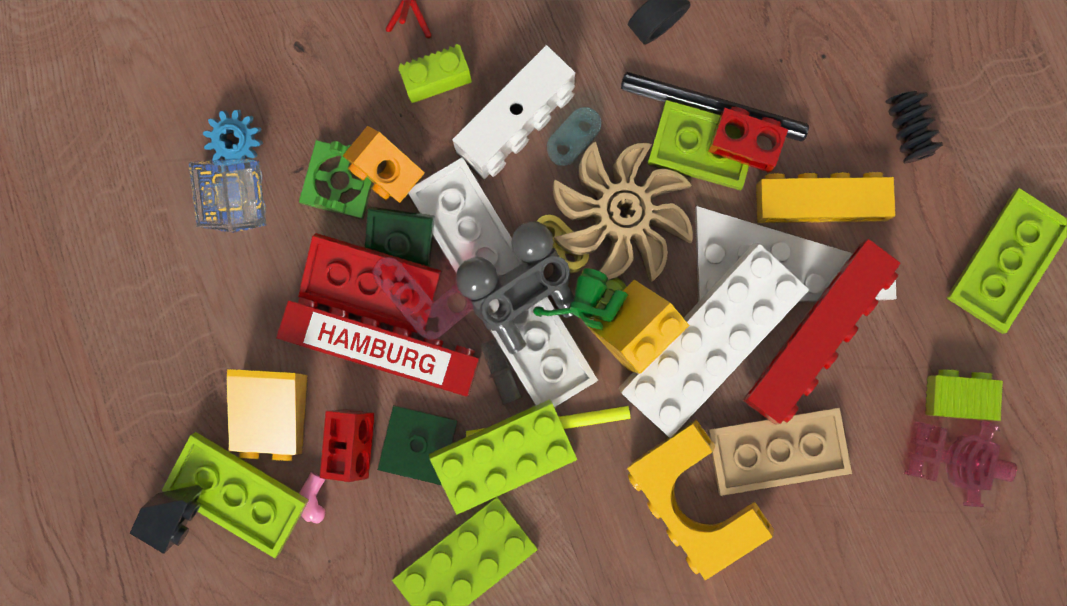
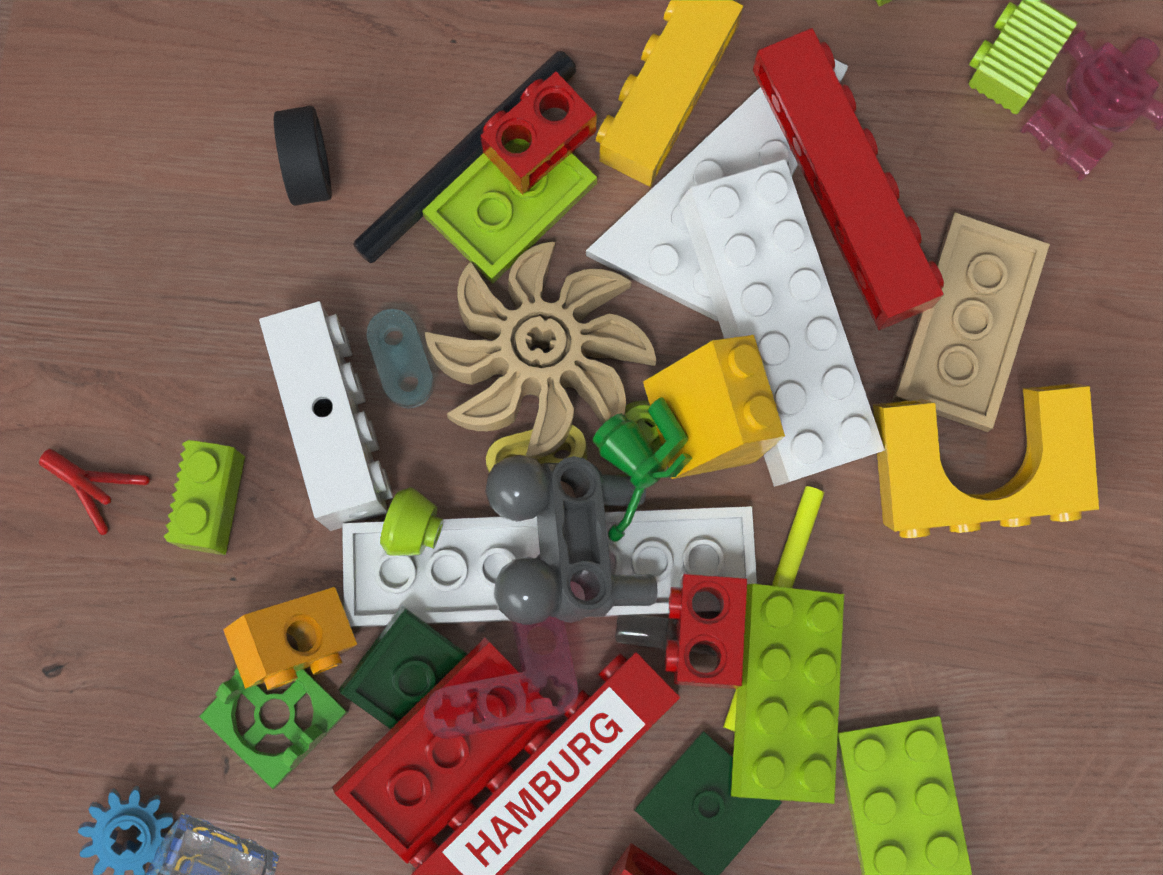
camera: 65 degrees left, 5 degrees down
(480, 194) = (410, 524): none -> lime cone
(514, 399) = (721, 633): none -> red brick

